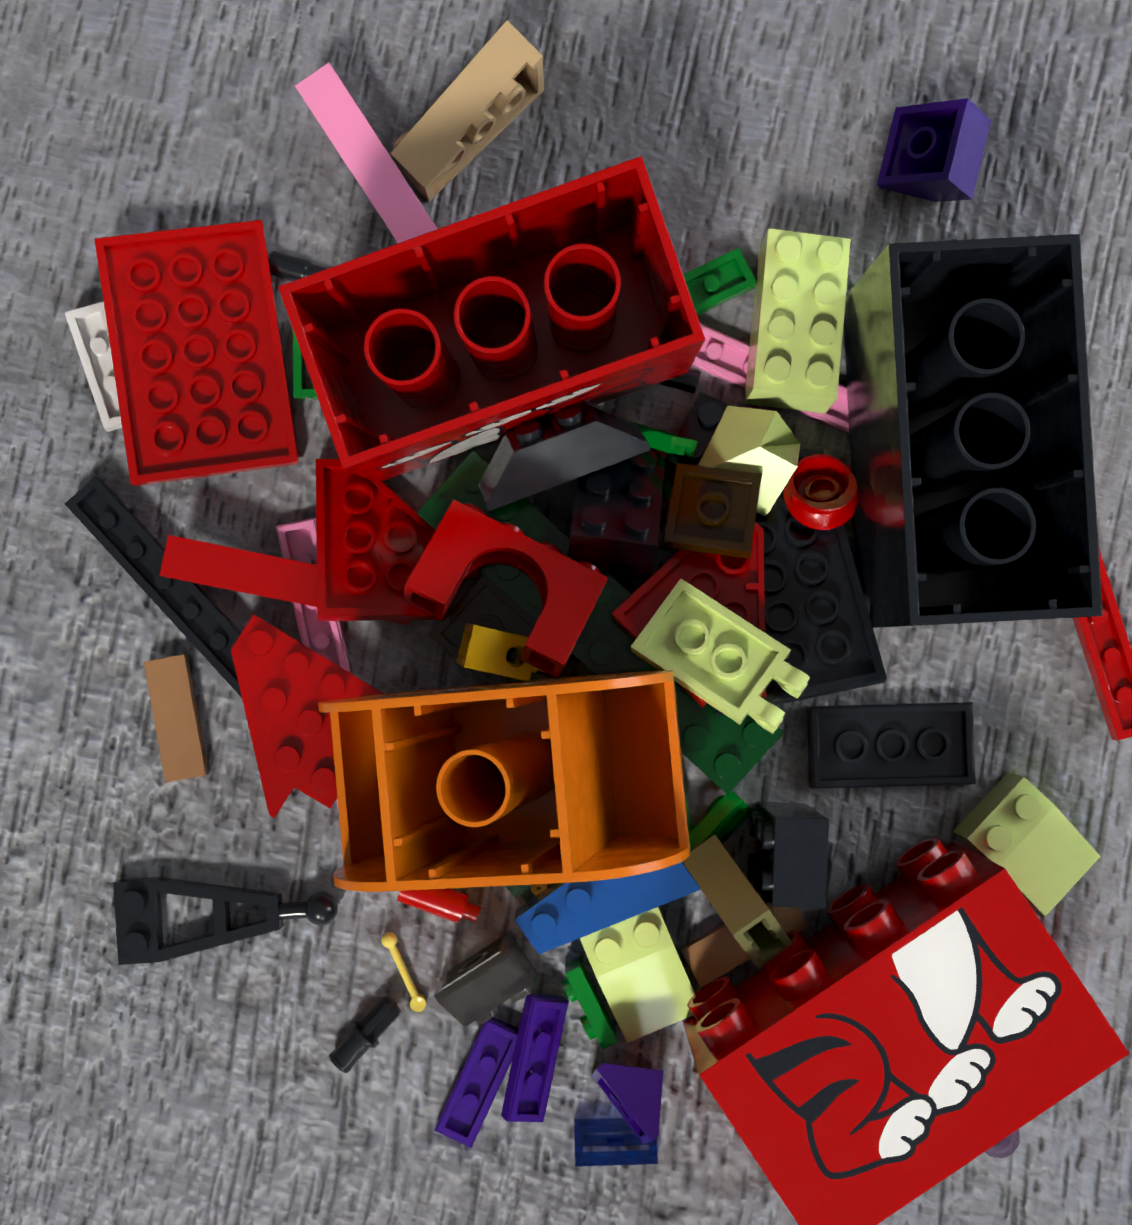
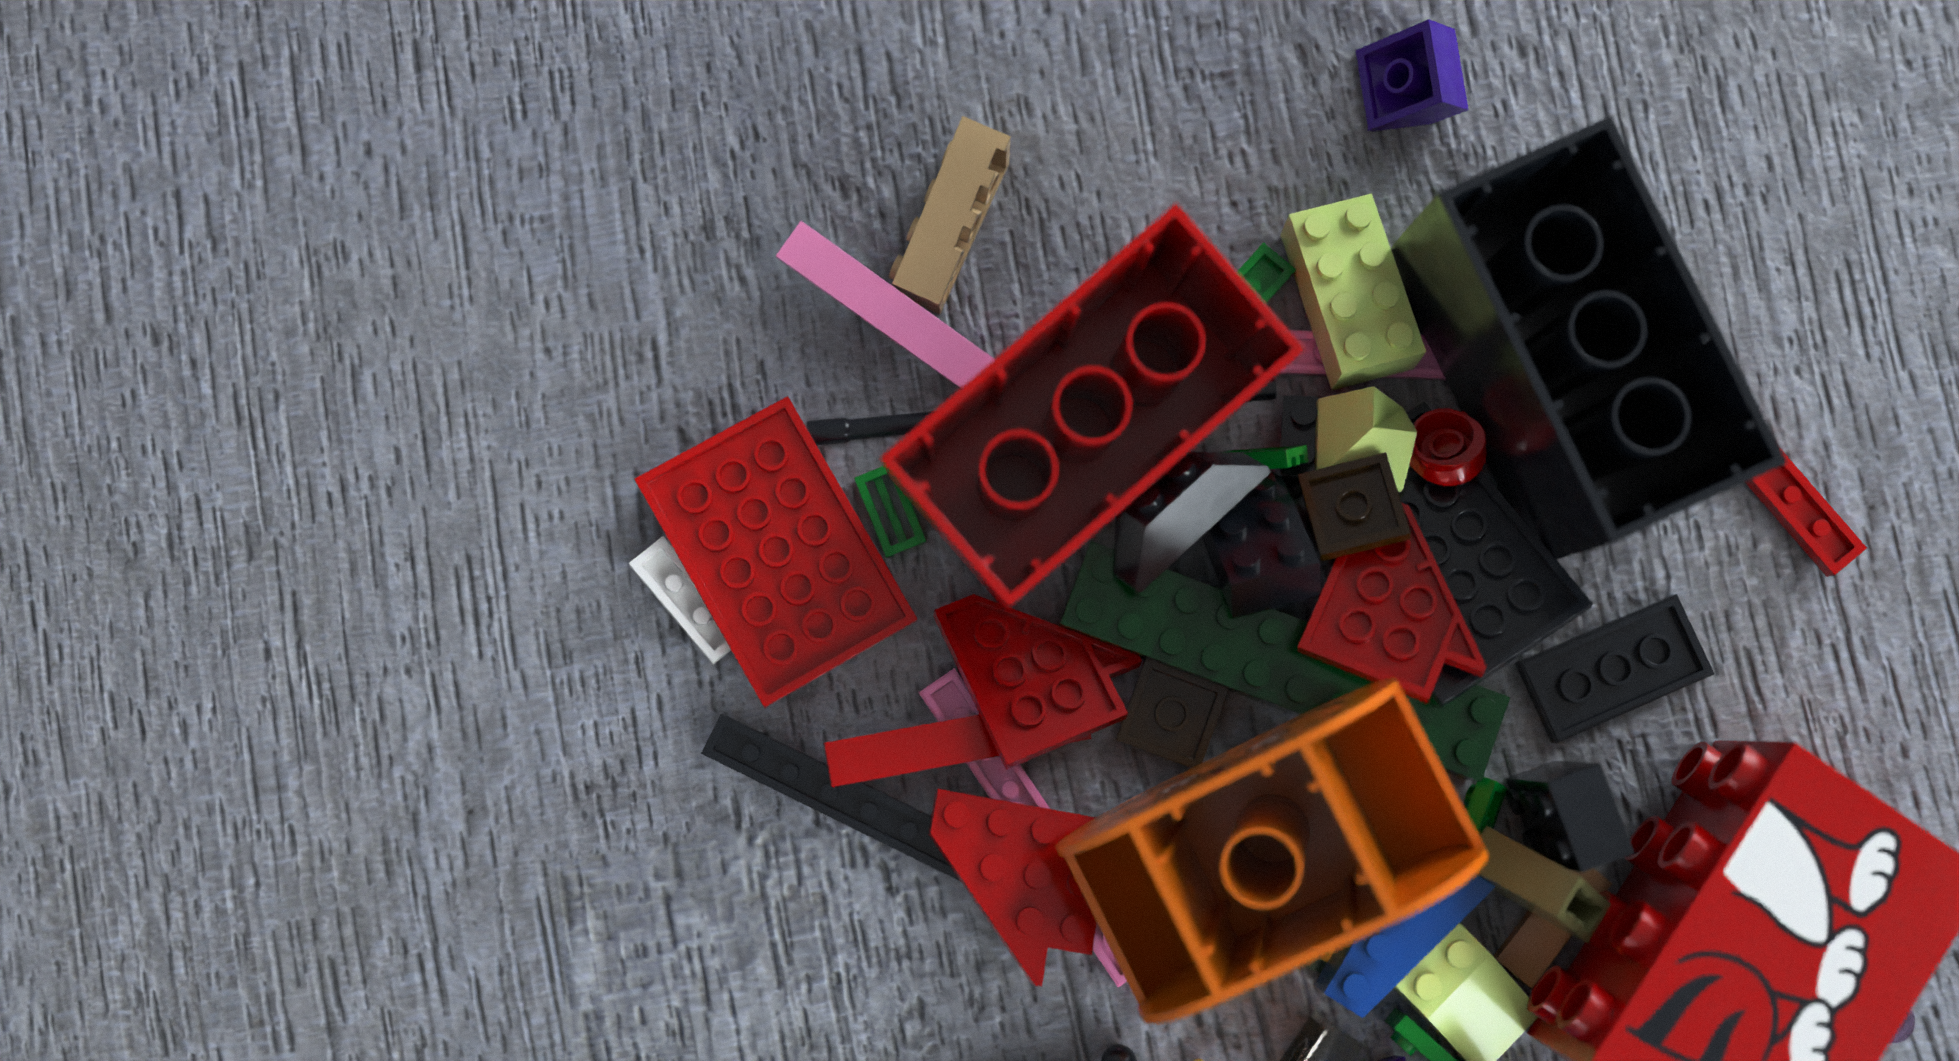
camera: 20 degrees left, 5 degrees down
(176, 718) = (894, 926): medium nougat tile -> none
(442, 903) = (1242, 1008): red cylinder -> none
(472, 540) = (1244, 640): red arch -> none
(486, 651) = (1202, 728): yellow torso -> none
(718, 656) = (1425, 646): yellowish green tile -> none
(1028, 839) = (1788, 702): yellowish green slope -> none

